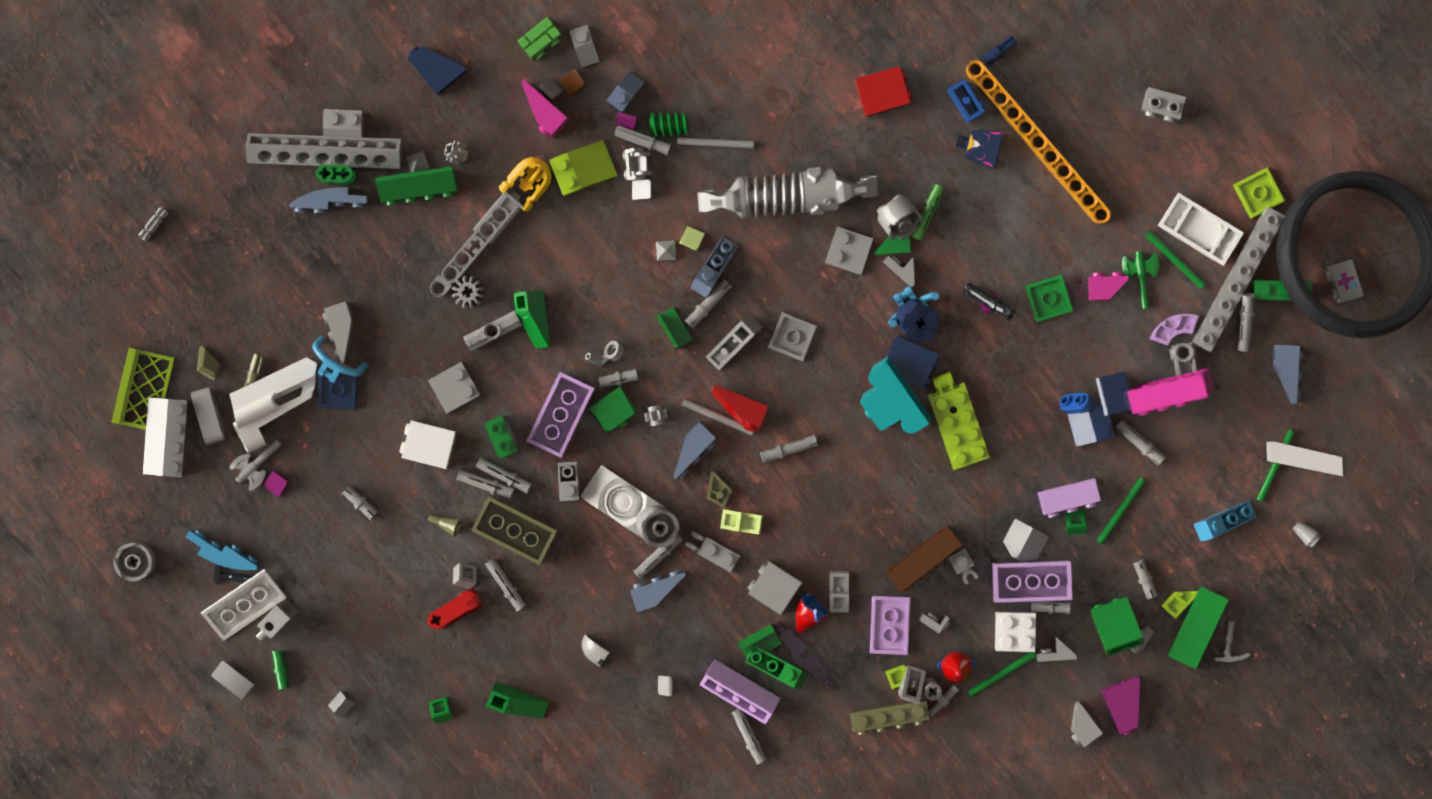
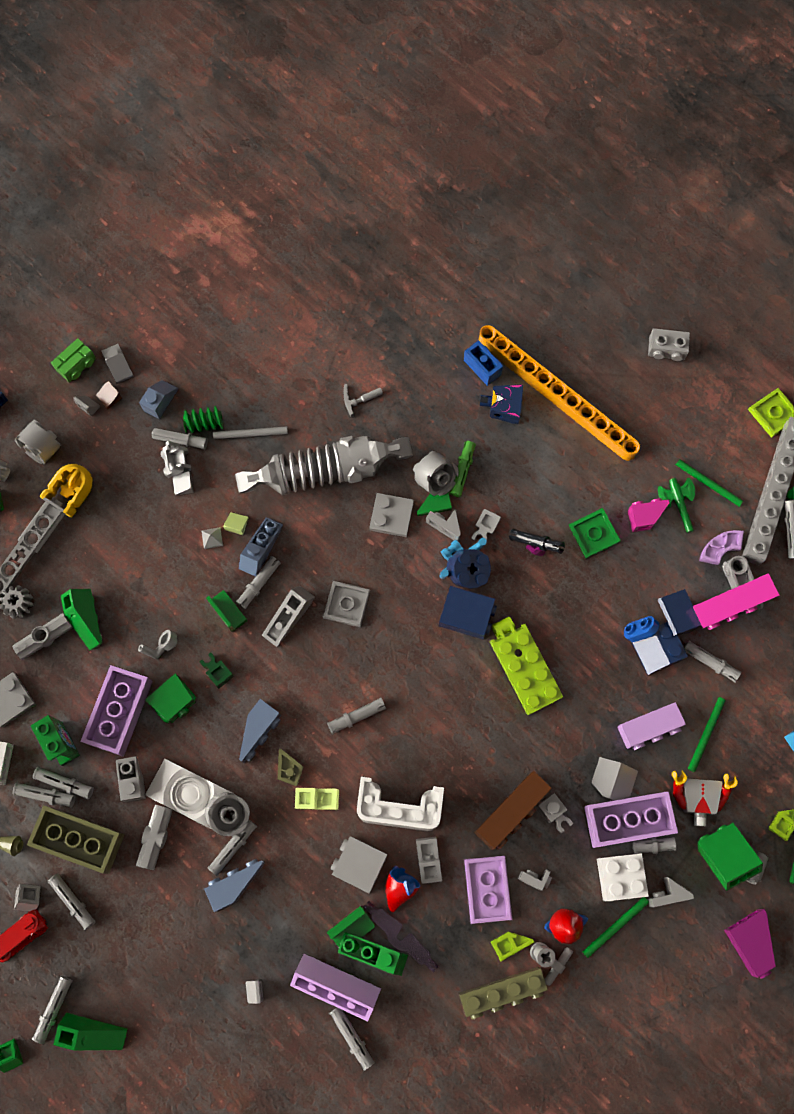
camera: 10 degrees left, 15 degrees down
(482, 676) = (48, 1020): none -> light grey pin
(499, 128) = (37, 442): none -> light grey brick
(546, 115) = (85, 425): dark pink slope -> none
(583, 168) = (122, 471): lime slope -> none
(586, 537) = (154, 837): none -> light grey piece
(594, 651) = (173, 962): light grey brick -> none
(618, 378) = (174, 667): light grey pin -> none
(626, 120) = (162, 421): magenta slope -> none
(656, 415) = (216, 699): light grey gear -> none
(660, 388) = (217, 672): none -> dark green plate
(714, 415) = (280, 693): light grey piece -> none
(714, 552) = (292, 835): light grey hinge -> none
(742, 409) = (305, 681): red slope -> none
(837, 120) = (366, 397): none -> light grey piece
(838, 554) = (422, 817): none -> white windscreen
(883, 91) = (404, 366): red brick -> none
(893, 400) = (455, 649): teal brick -> none
(912, 684) = (522, 952): light grey slope -> none
(943, 274) = (487, 524): none -> light grey plate
(999, 50) = (507, 318): dark blue axle -> none
(1076, 522) = (663, 752): green slope -> none
(1083, 726) = (715, 974): light grey slope -> none
(1102, 568) = (701, 796): none -> torso
(1145, 579) = (747, 802): light grey pin -> none
(1200, 229) = (727, 450): white slope -> none

